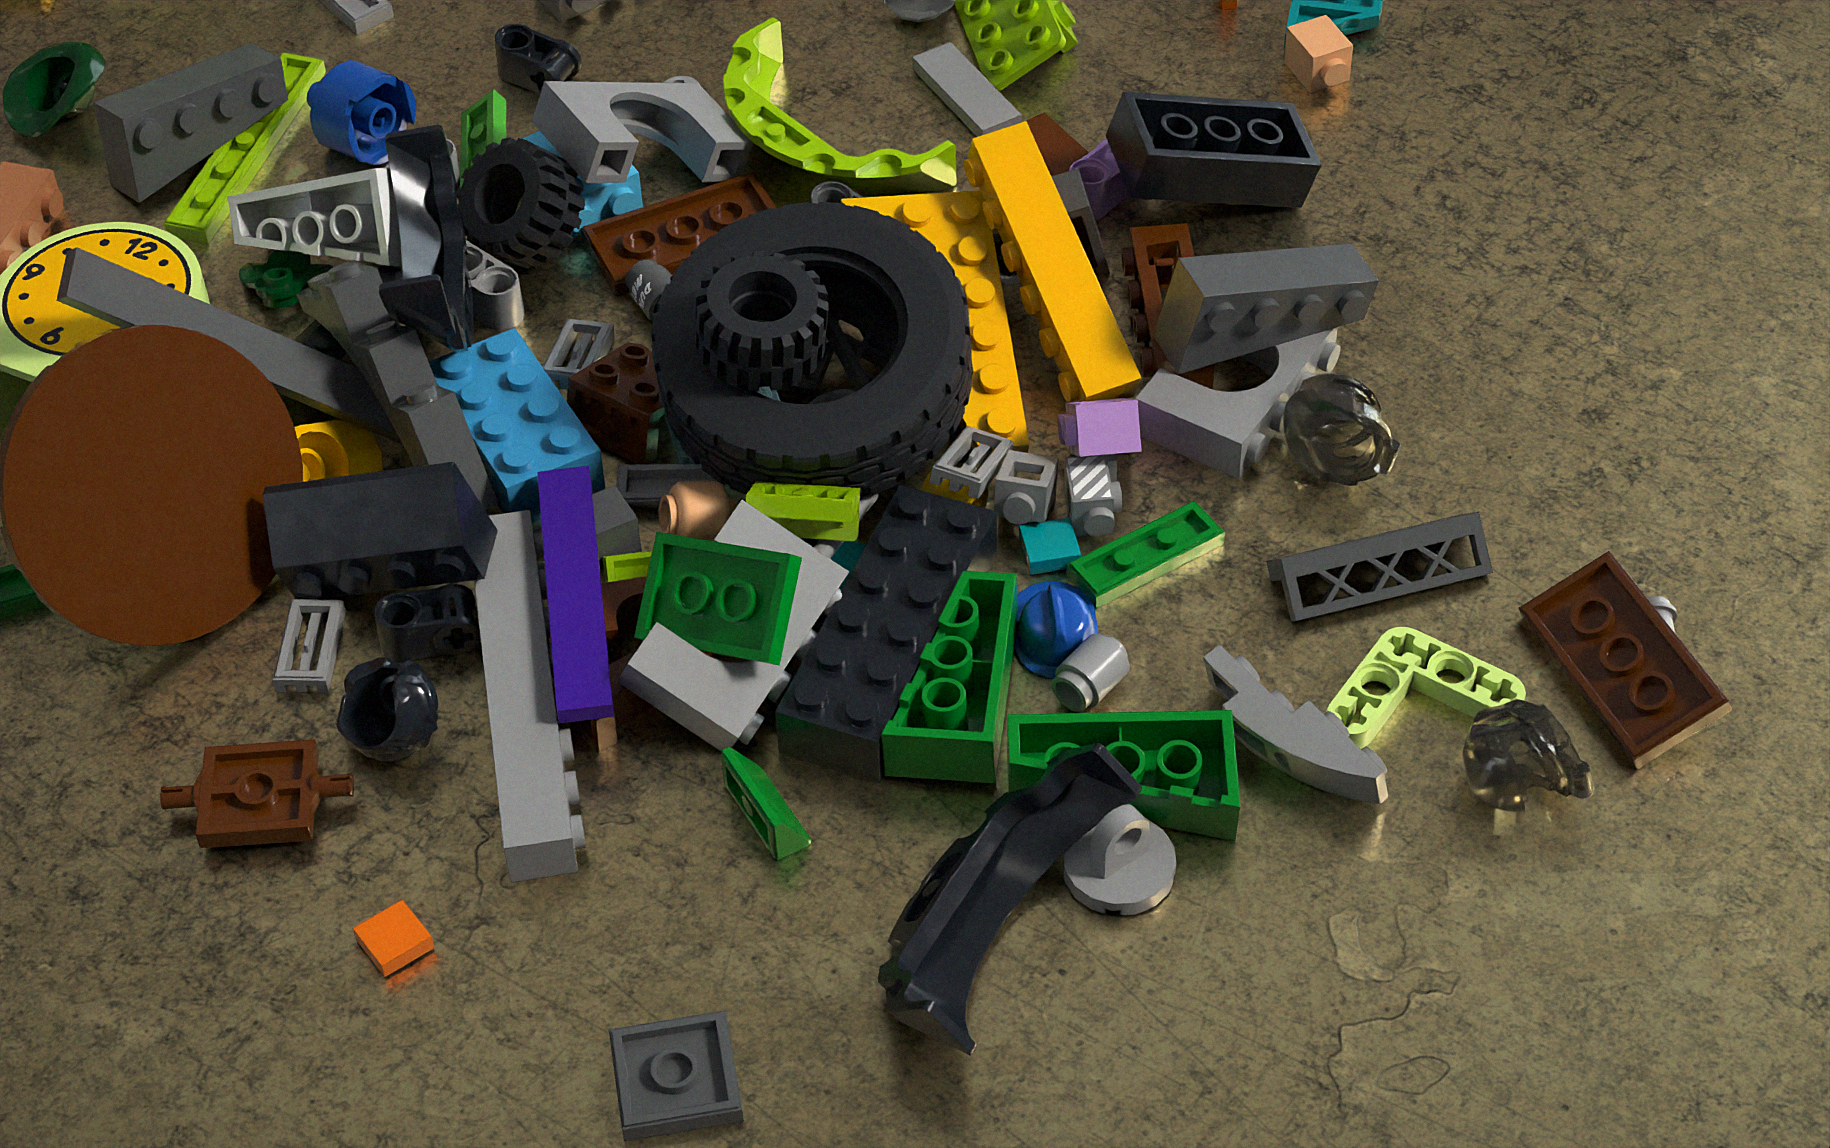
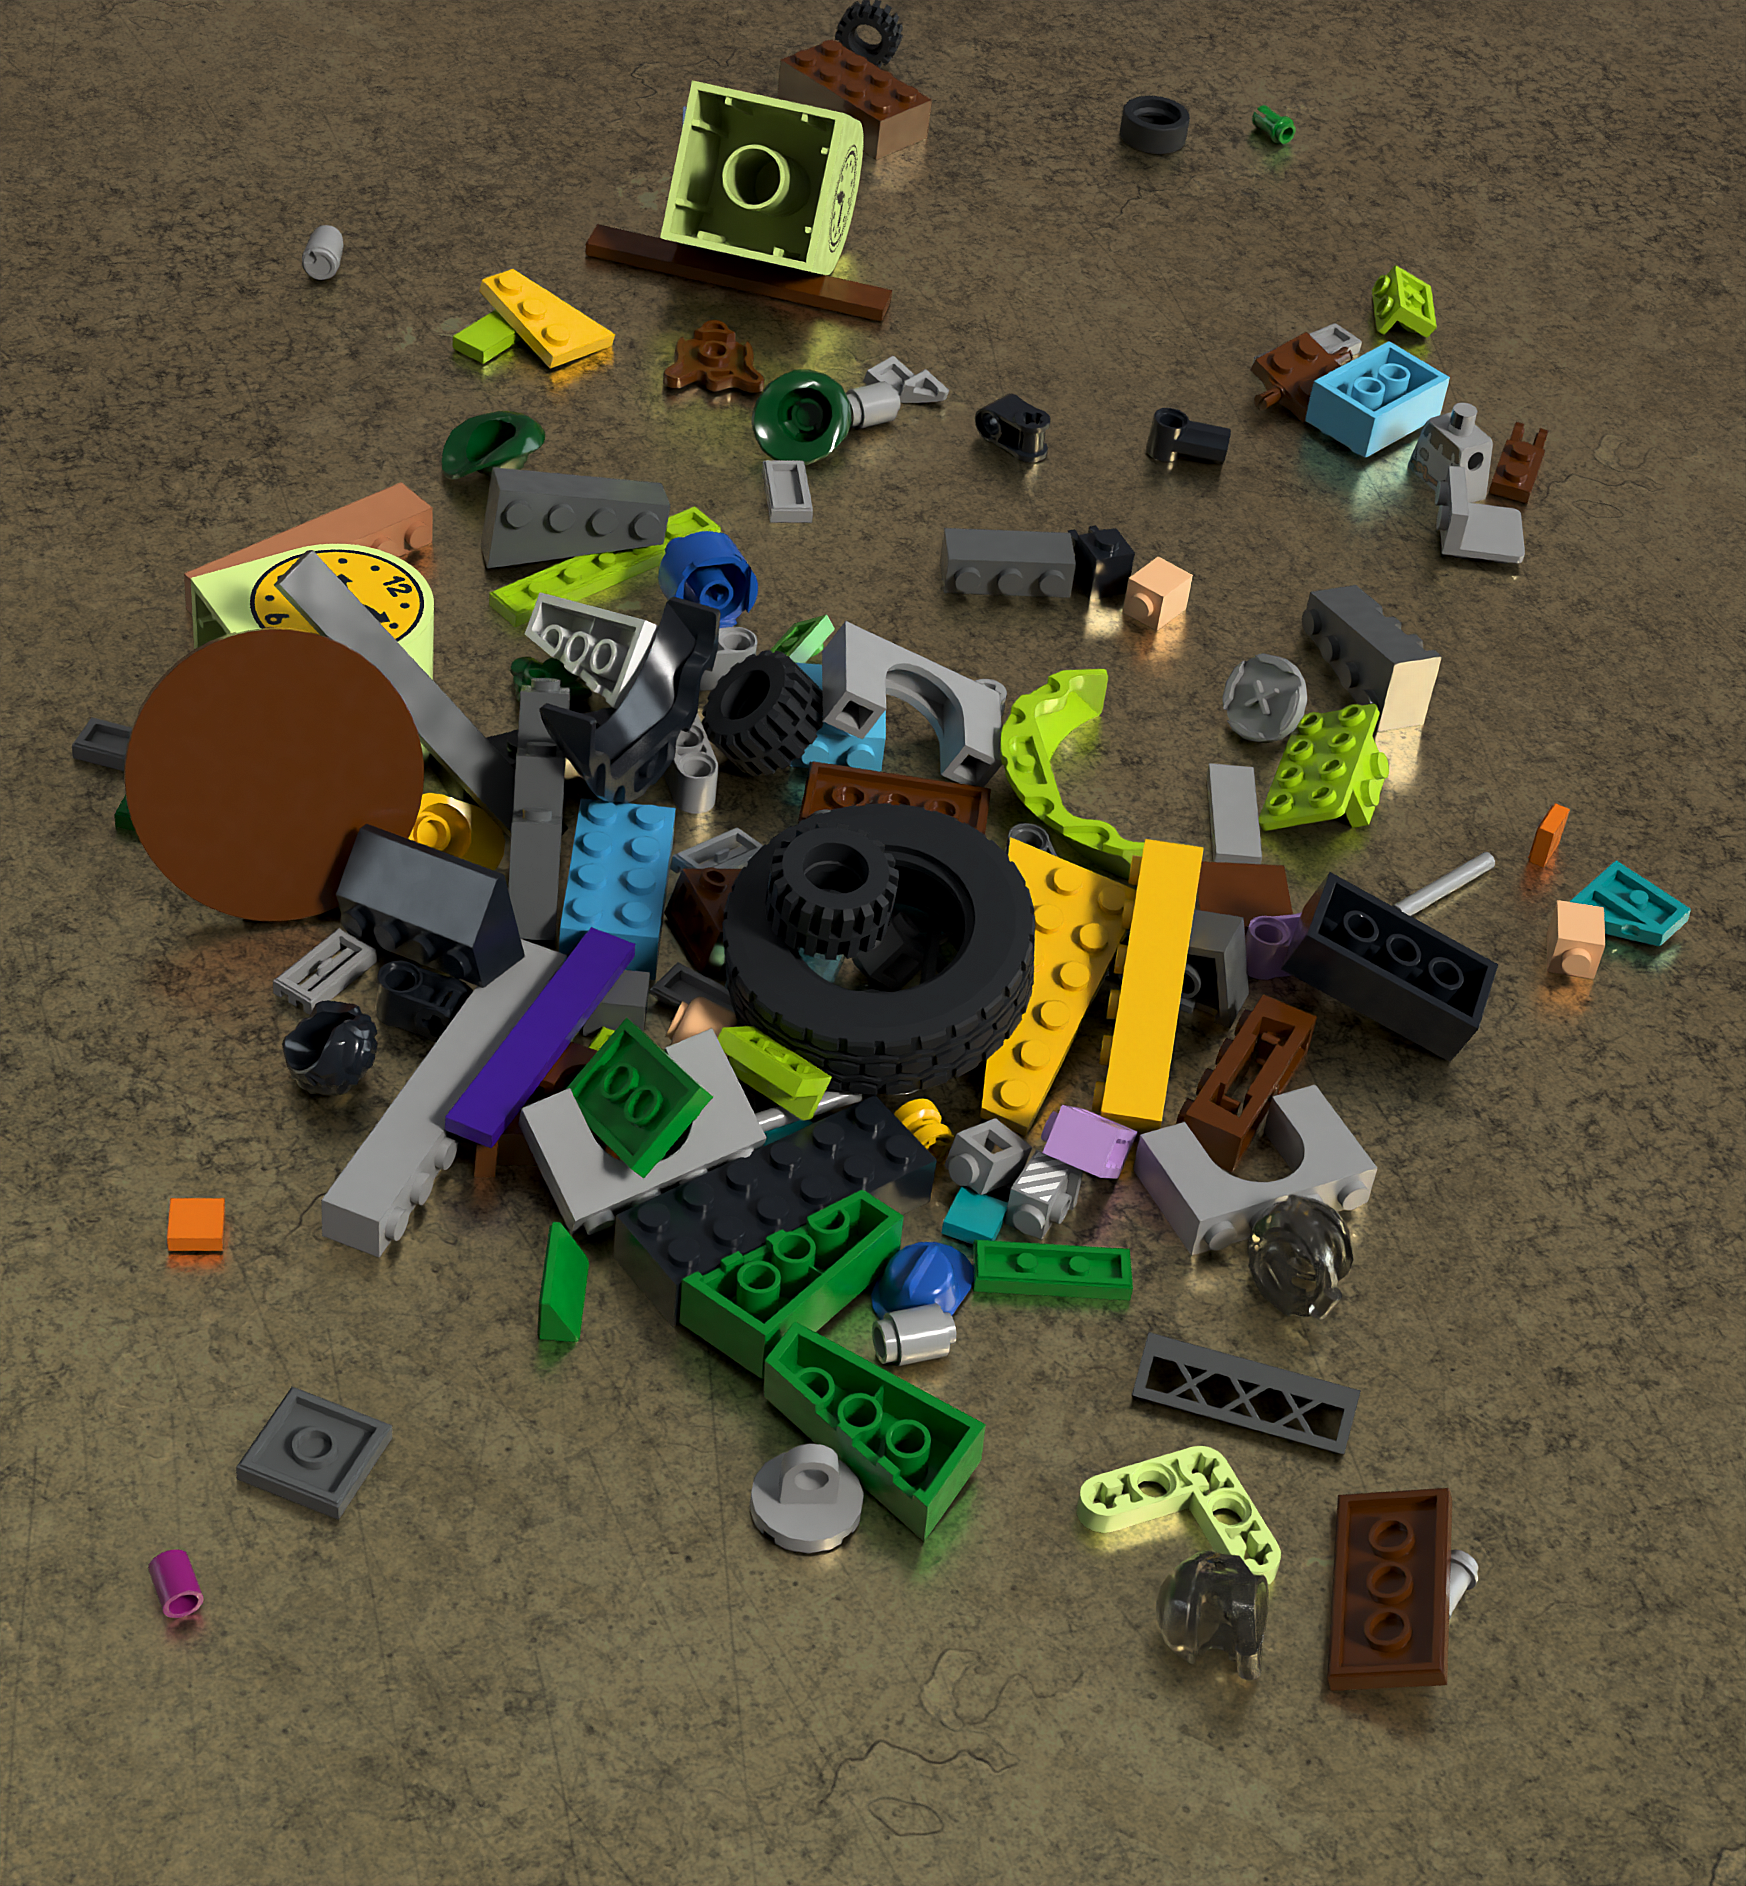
camera: 25 degrees right, 5 degrees down
(257, 793) = (188, 1058): reddish brown plate -> none
(531, 58) = (888, 608): black piece -> none
(966, 475) = (960, 1116): light grey tile -> none
(982, 881) = (667, 1454): black windscreen -> none
(1180, 57) = (1446, 884): none -> light grey bar
(1259, 300) = (1310, 1109): dark grey wedge -> none
(1297, 742) = (1038, 1481): light grey slope -> none

